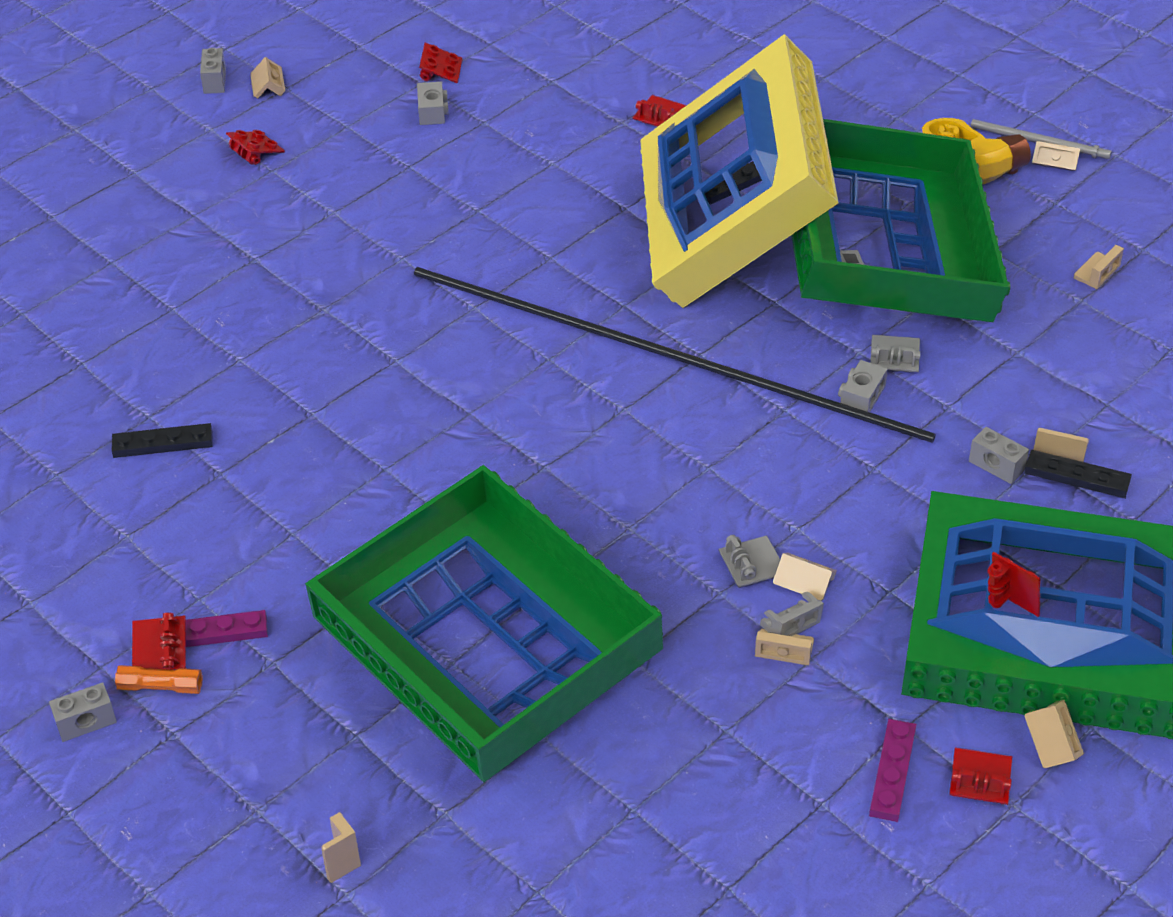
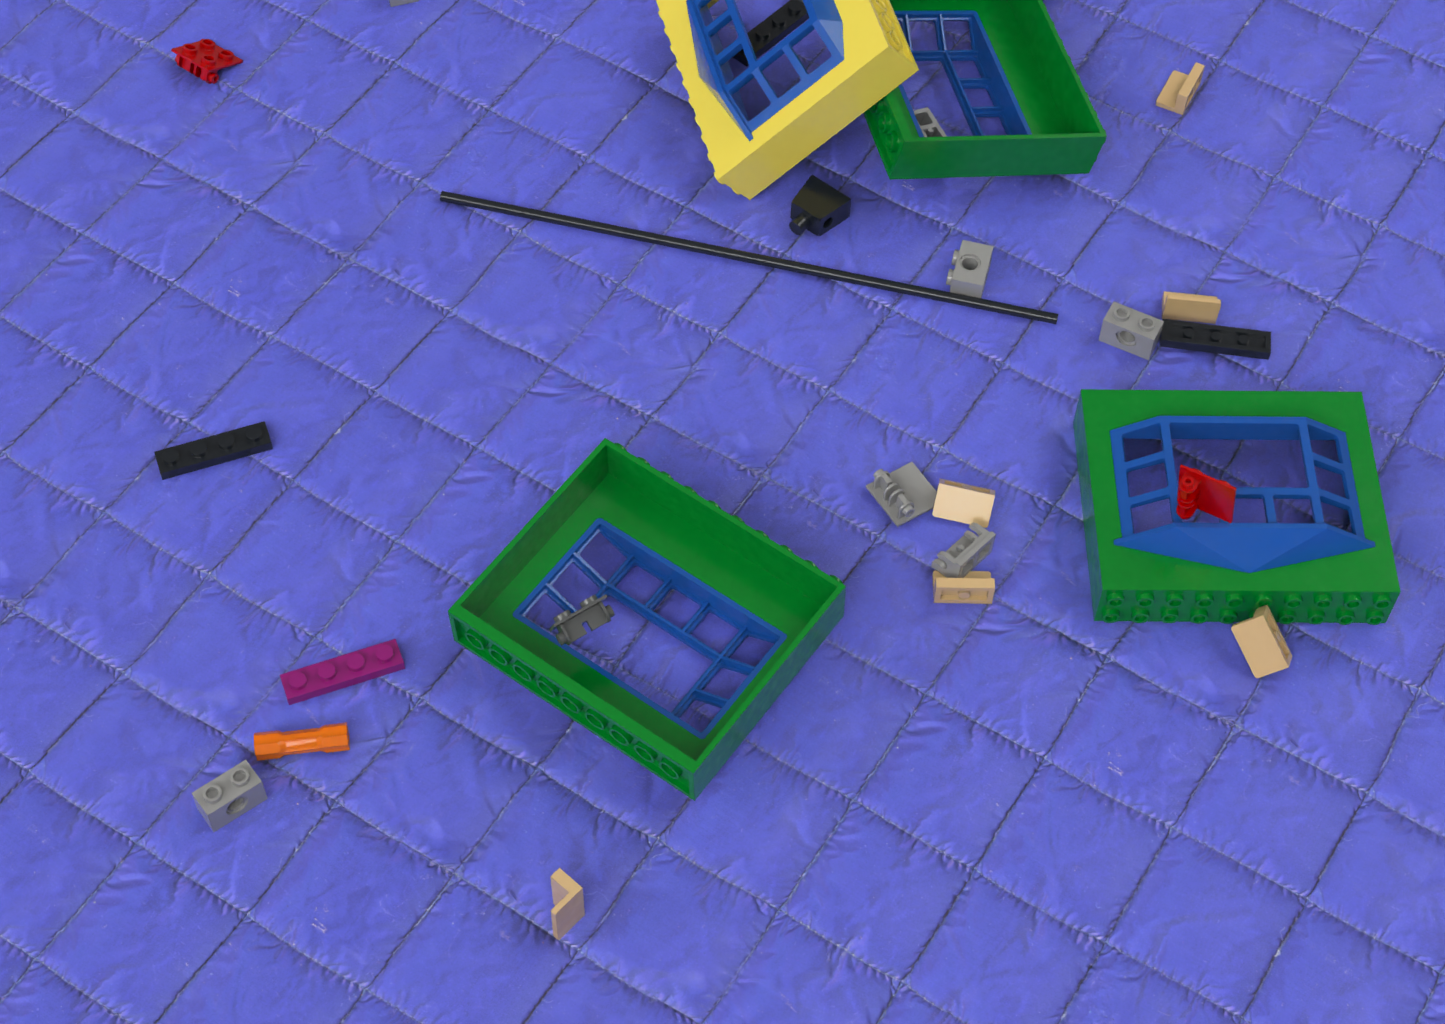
camera: 15 degrees left, 10 degrees up
(159, 642) = (291, 699): red hinge -> none
(405, 606) = (570, 624): none -> dark grey hinge
(739, 320) = (818, 208): none -> black torso
(892, 770) = (1107, 708): magenta plate -> none
(896, 353) = (993, 223): light grey hinge -> none
(981, 776) = (1197, 699): red hinge -> none

